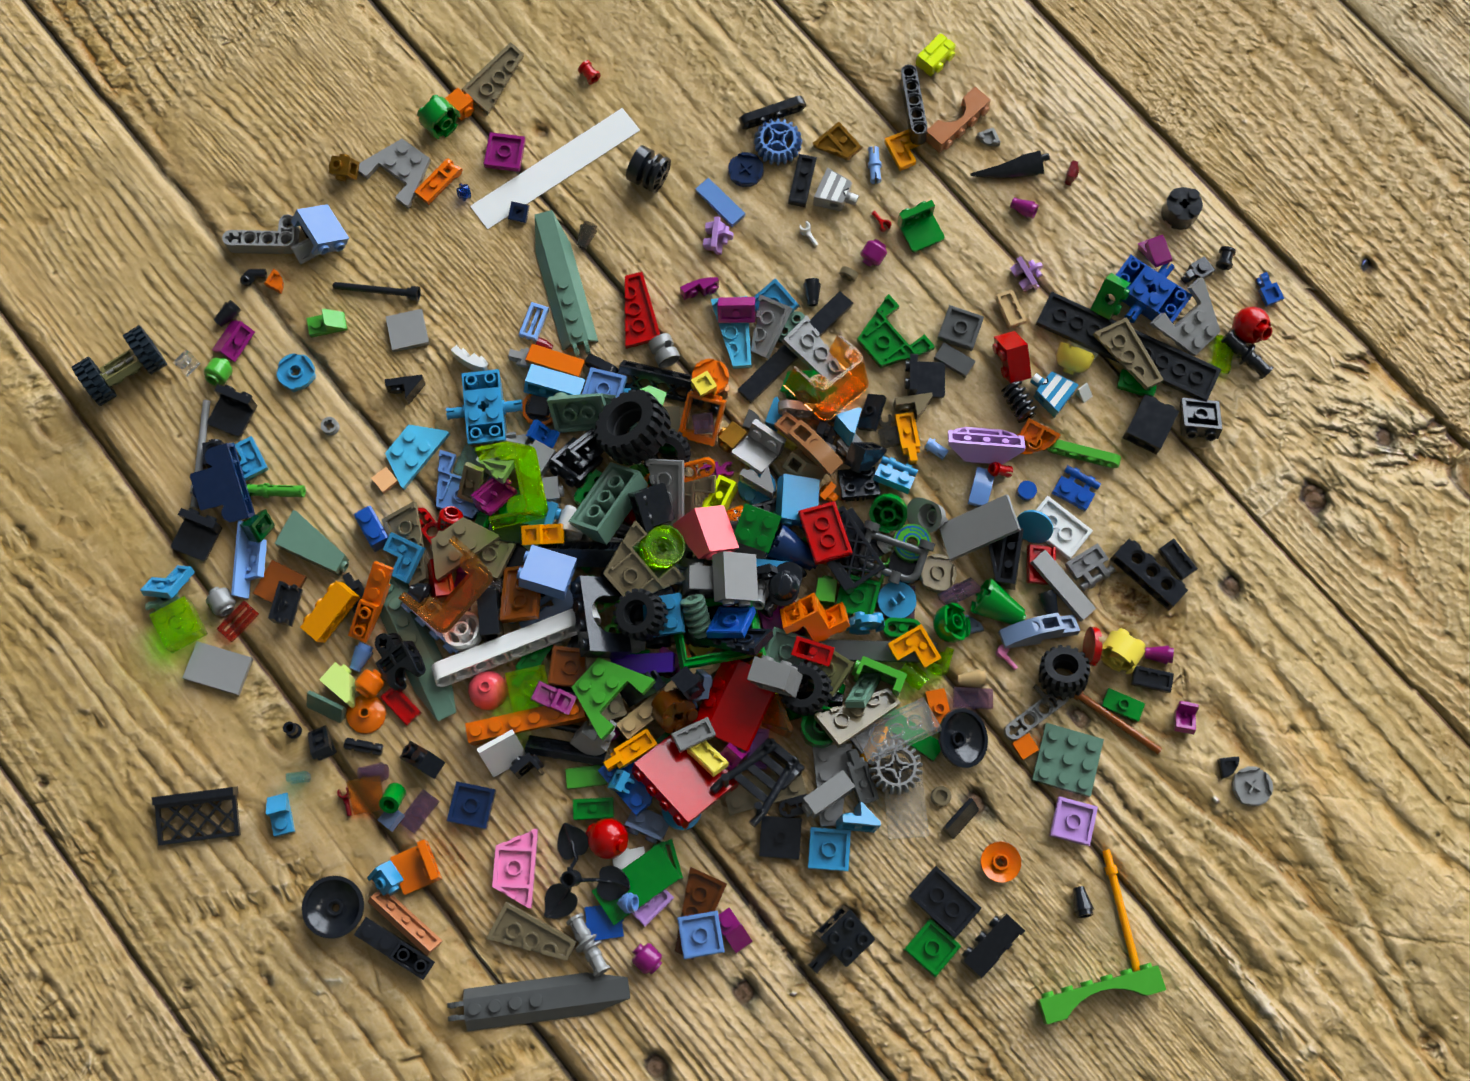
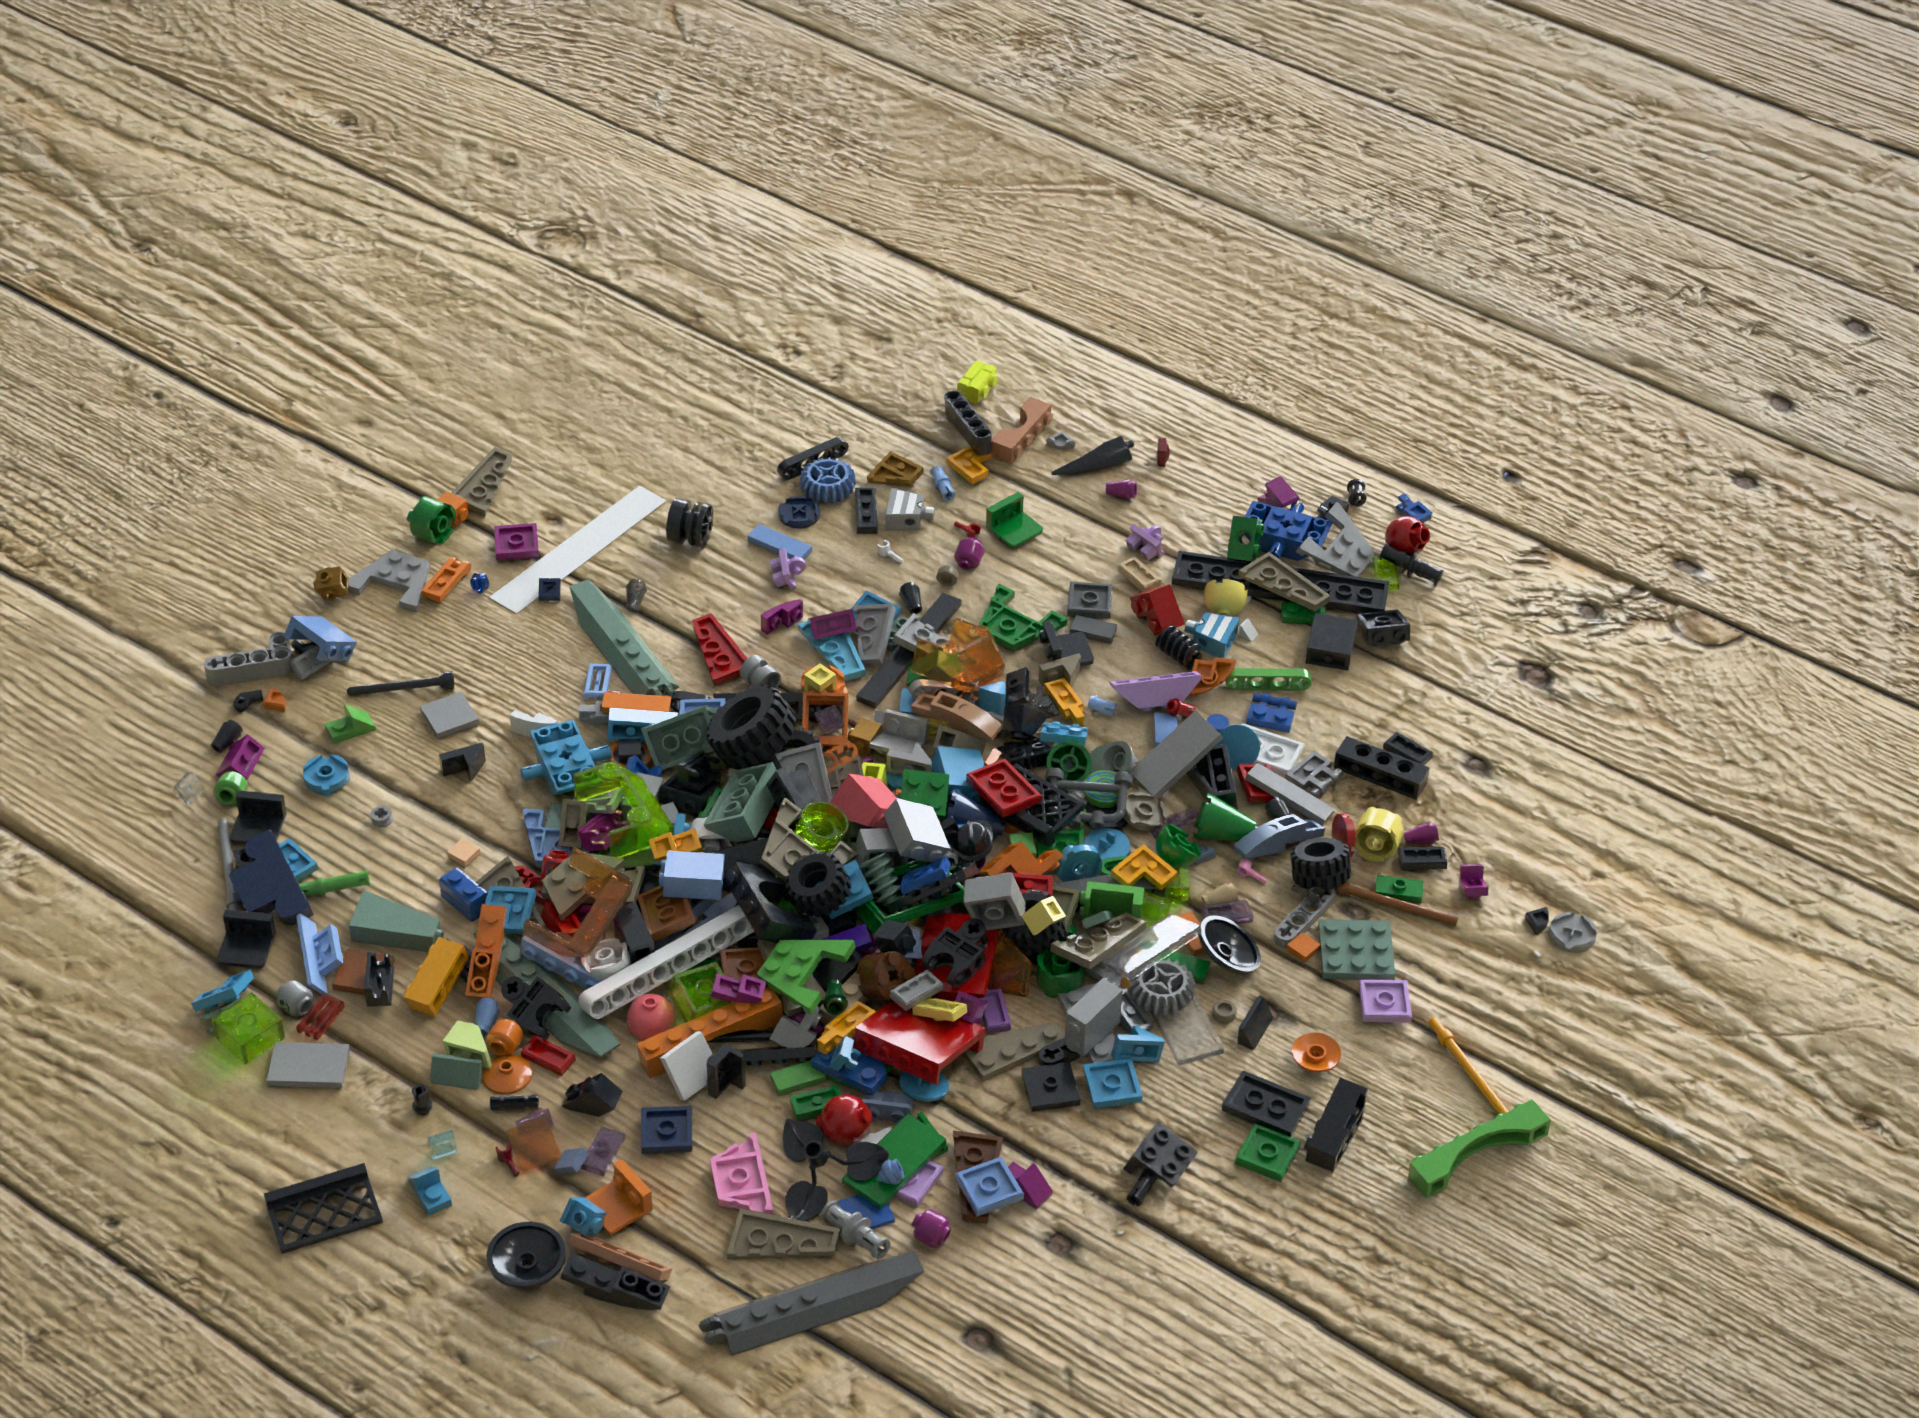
camera: 15 degrees left, 30 degrees down
(100, 383) = (88, 818): black plate -> none
(258, 526) = (319, 917): dark green slope -> none
(321, 743) = (462, 1109): black slope -> none
(392, 798) = (567, 1137): green brick -> none
(413, 451) = (491, 819): medium azure wing -> none
(589, 72) = (592, 459): red bush -> none
(627, 725) = (835, 999): none -> dark green cone
(742, 704) = (959, 950): none -> black piece
(786, 776) = (1023, 1006): black hand -> none
(811, 699) = (1042, 915): none -> light yellow panel
(1082, 903) = (1426, 1073): black cone -> none
(1182, 208) = (1292, 458): black brick -> none

